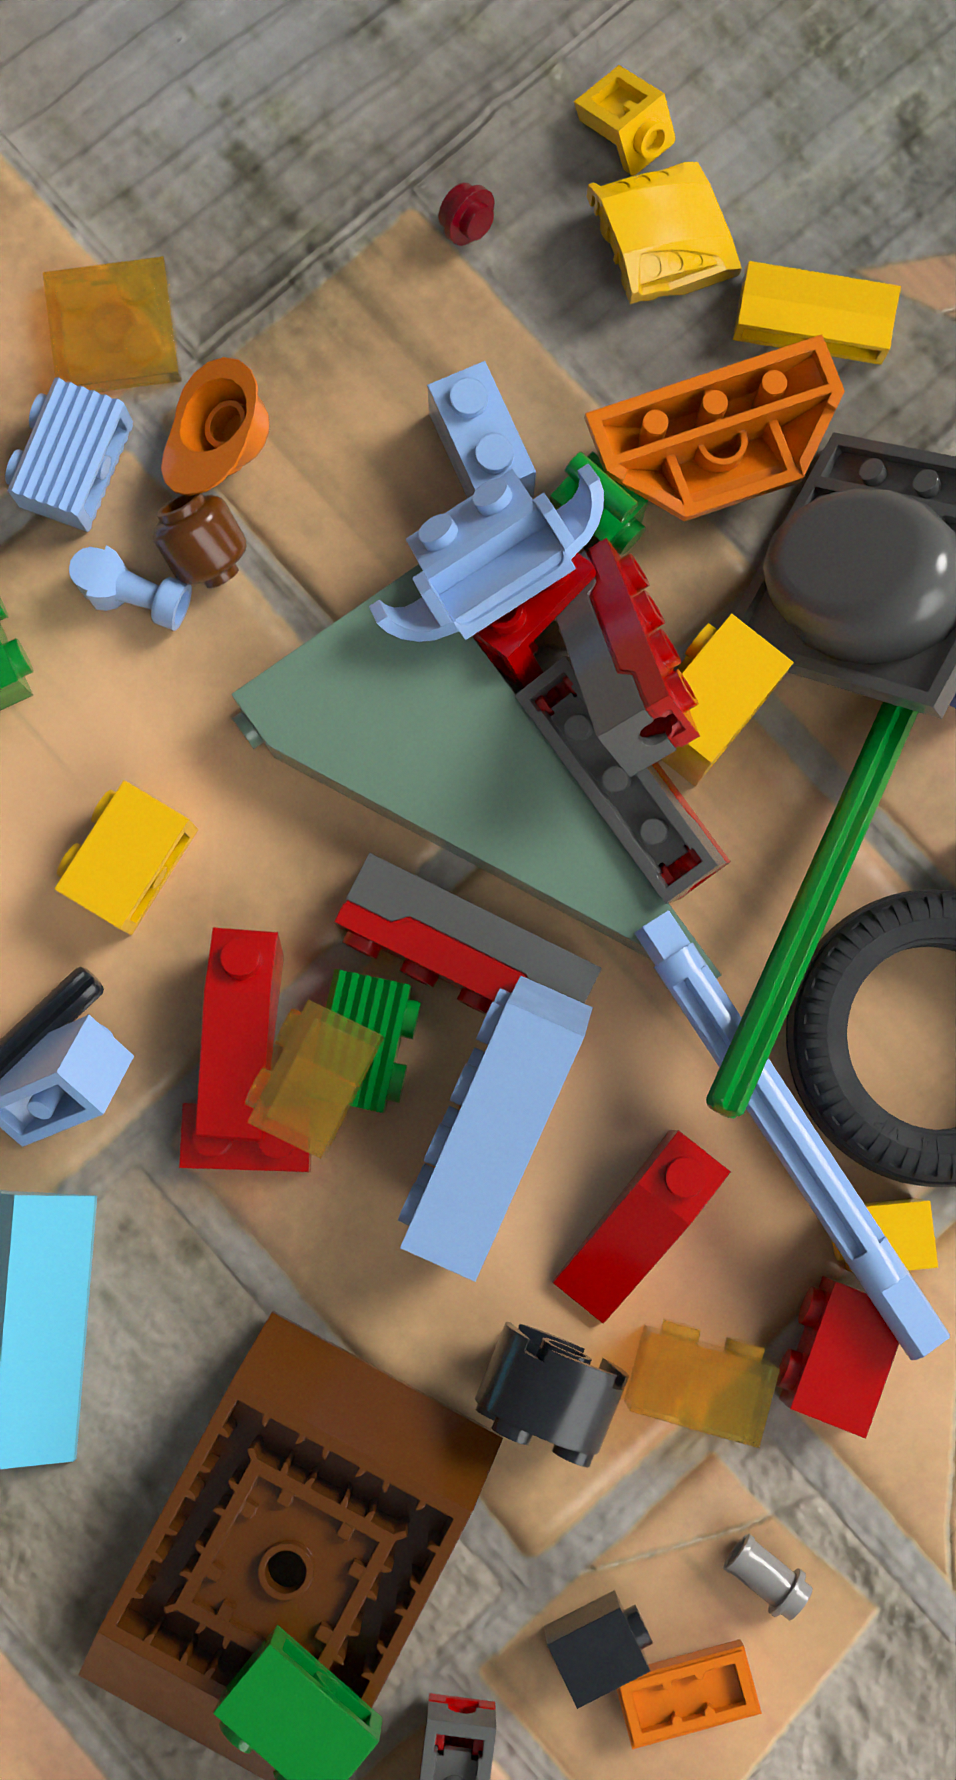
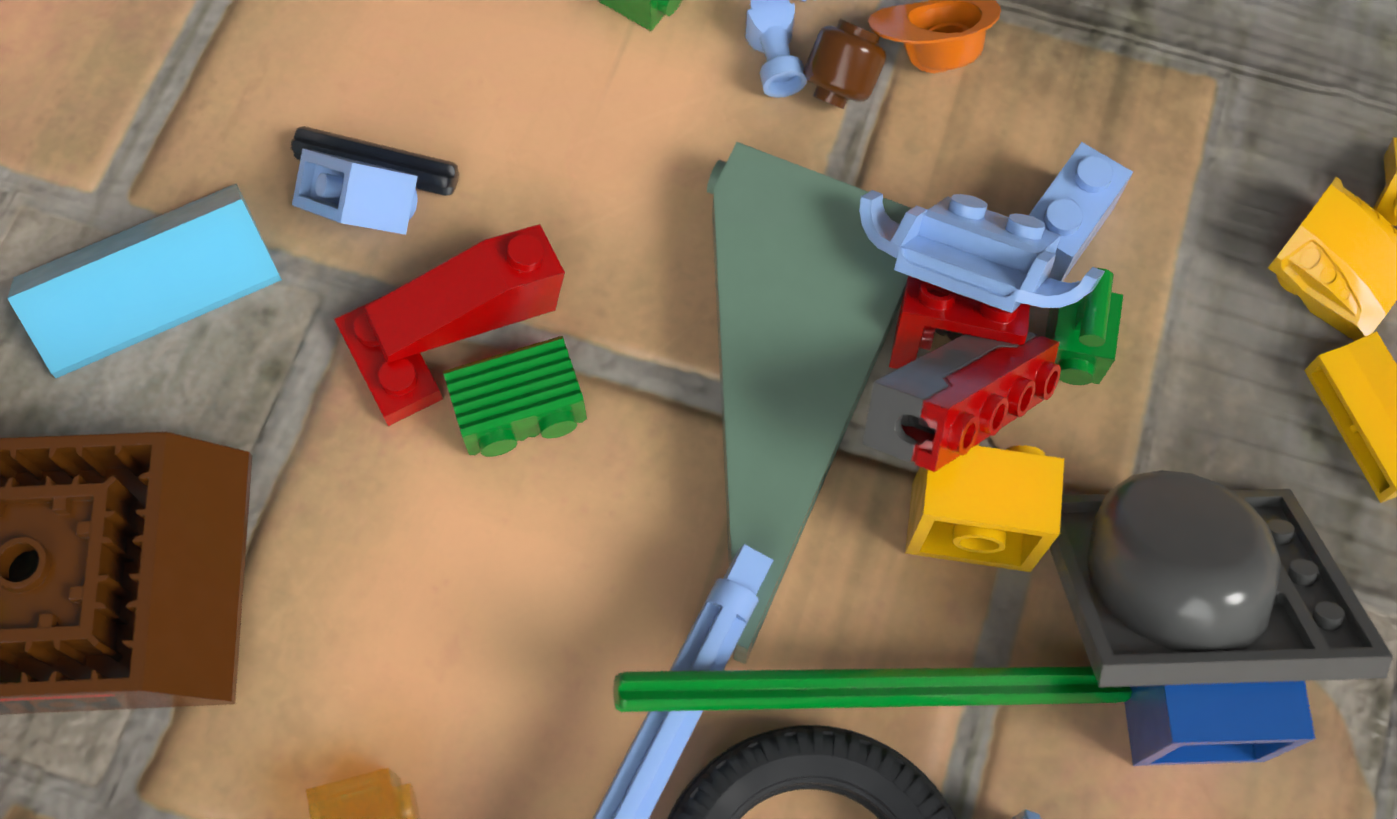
camera: 60 degrees right, 15 degrees down
(125, 856) = (561, 148): yellow brick -> none
(313, 1078) = (456, 357): clear yellow brick -> none
(452, 939) = (643, 438): piece -> none
(466, 213) = (1241, 111): dark red plate -> none
(490, 1140) = (497, 518): light blue brick -> none
(549, 1392) = (286, 709): black brick -> none
(641, 809) = (850, 502): dark grey piece -> none
(641, 1225) = (489, 715): red slope -> none
(722, 431) = (1218, 384): orange wedge -> none

